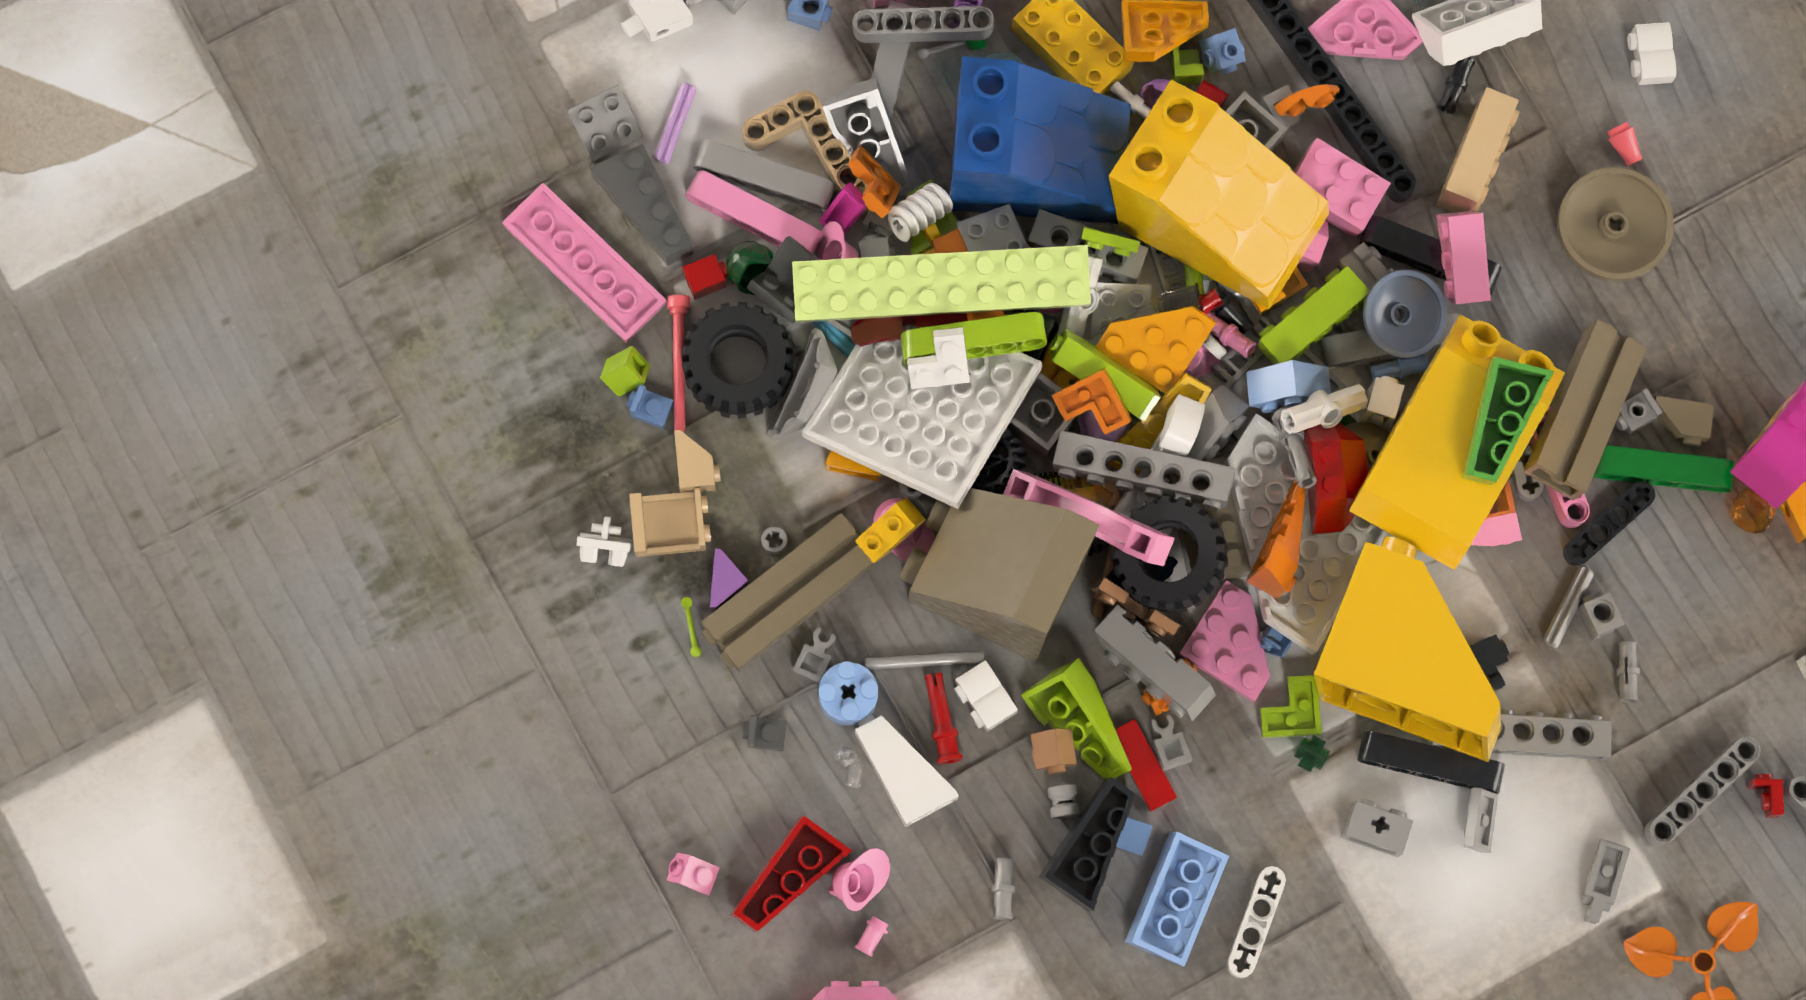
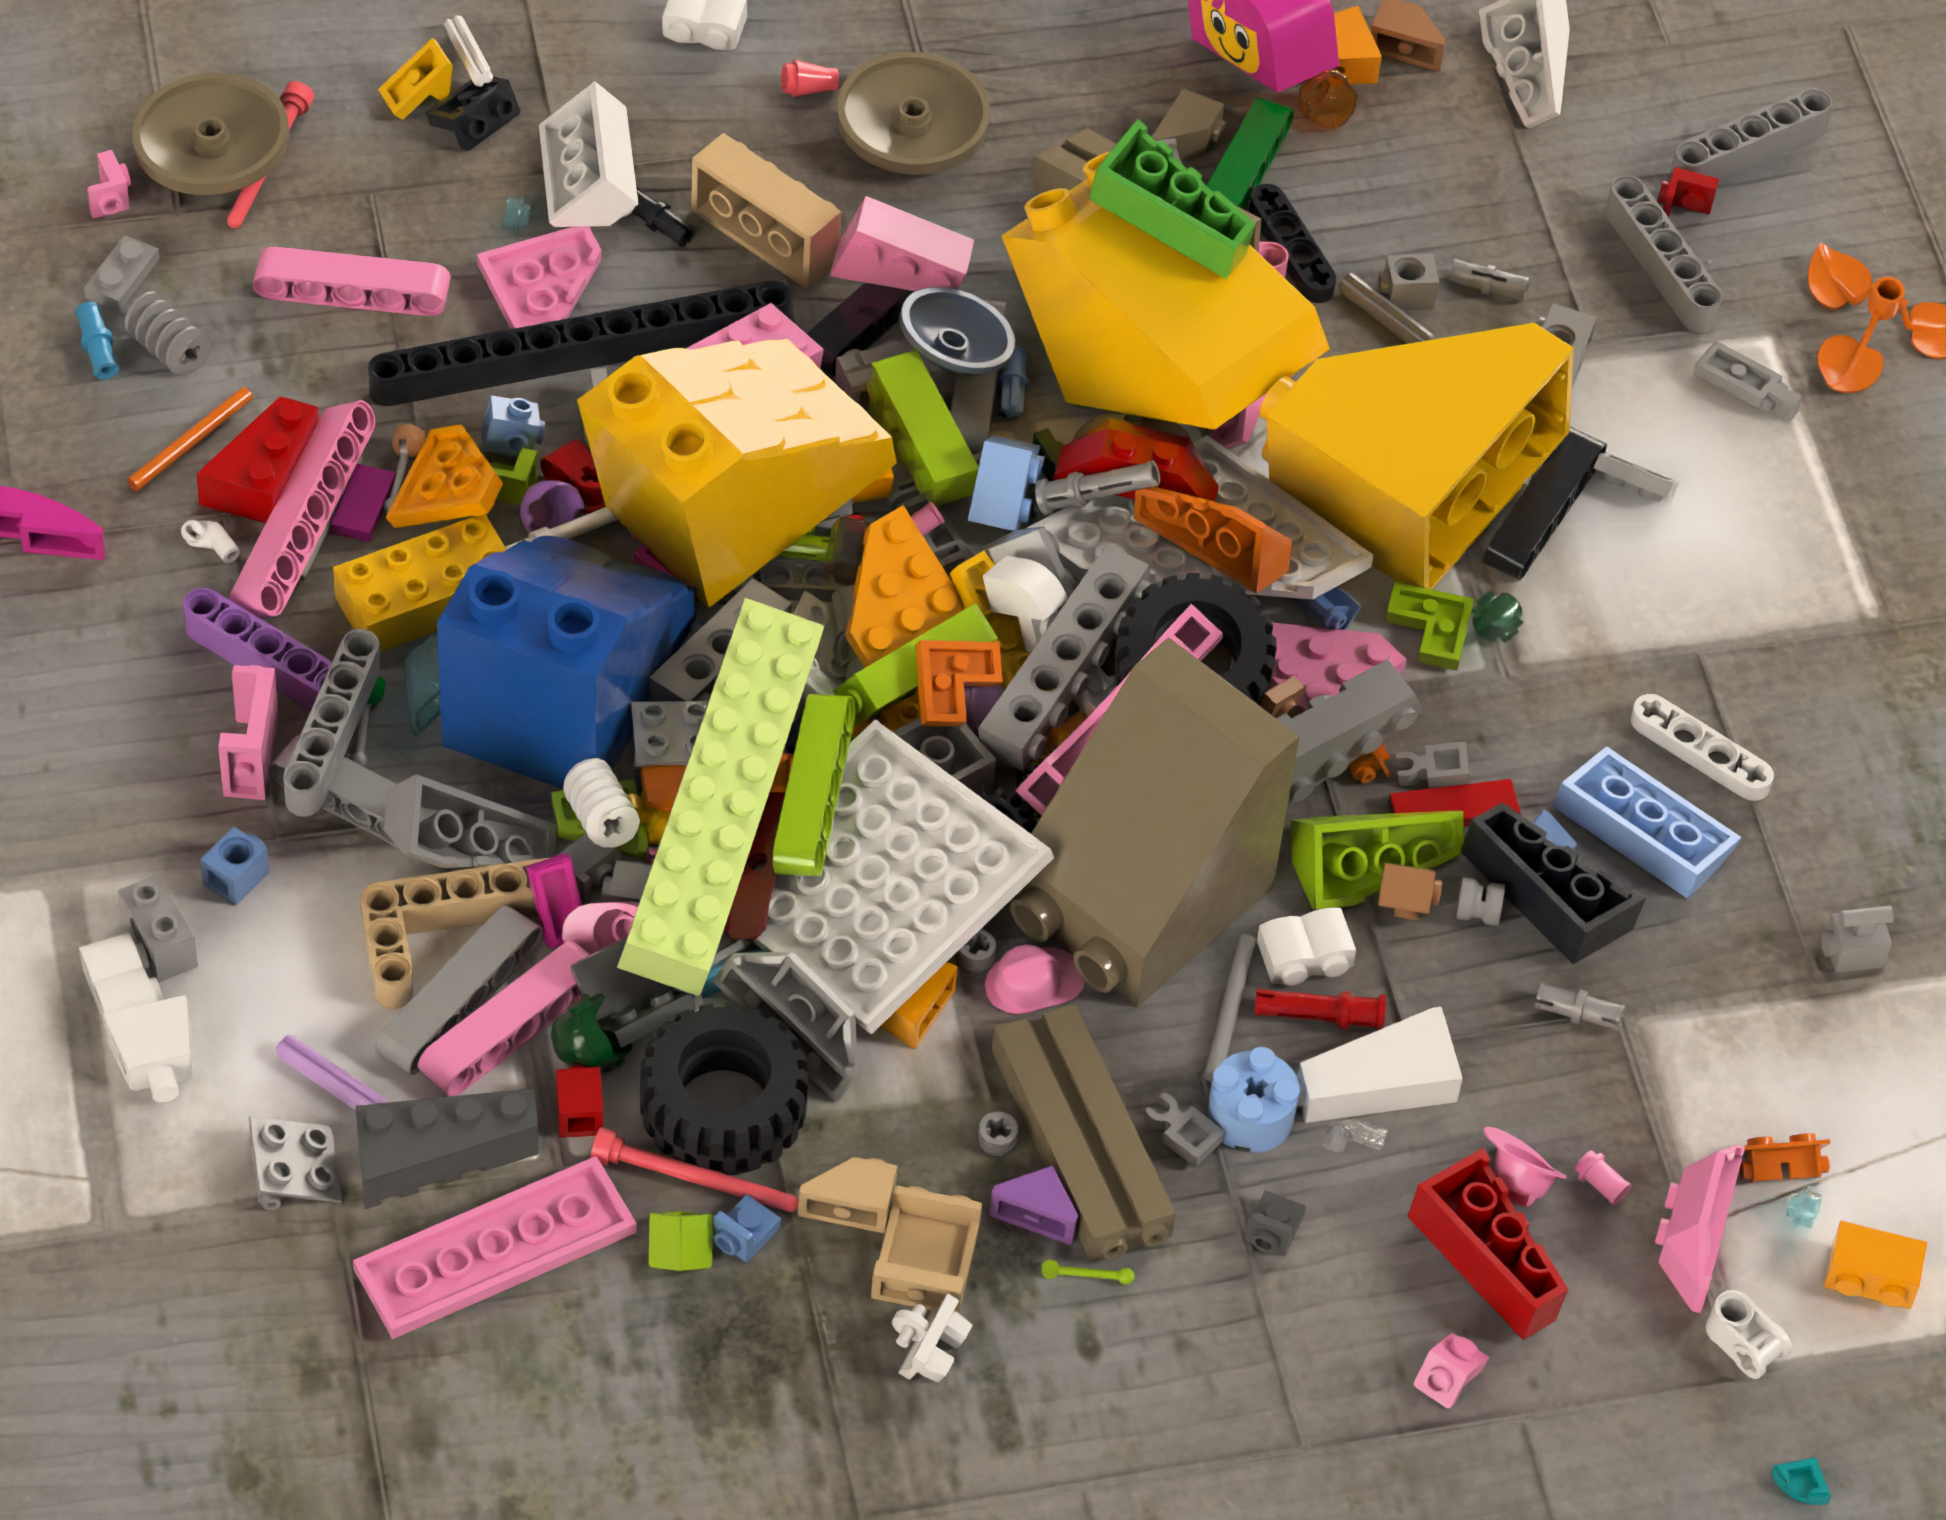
camera: 70 degrees left, 25 degrees down
(881, 186) = (541, 841): orange plate -> none
(890, 530) = (1045, 965): yellow brick -> none
(944, 368) = (844, 815): white plate -> none
(1096, 239) = (728, 604): lime plate -> none
(1313, 96) = (623, 339): orange slope -> none
(1324, 409) = (1057, 438): white piece -> none
(1360, 831) = (1615, 580): light grey brick -> none
(1383, 402) = (1060, 398): white brick -> none

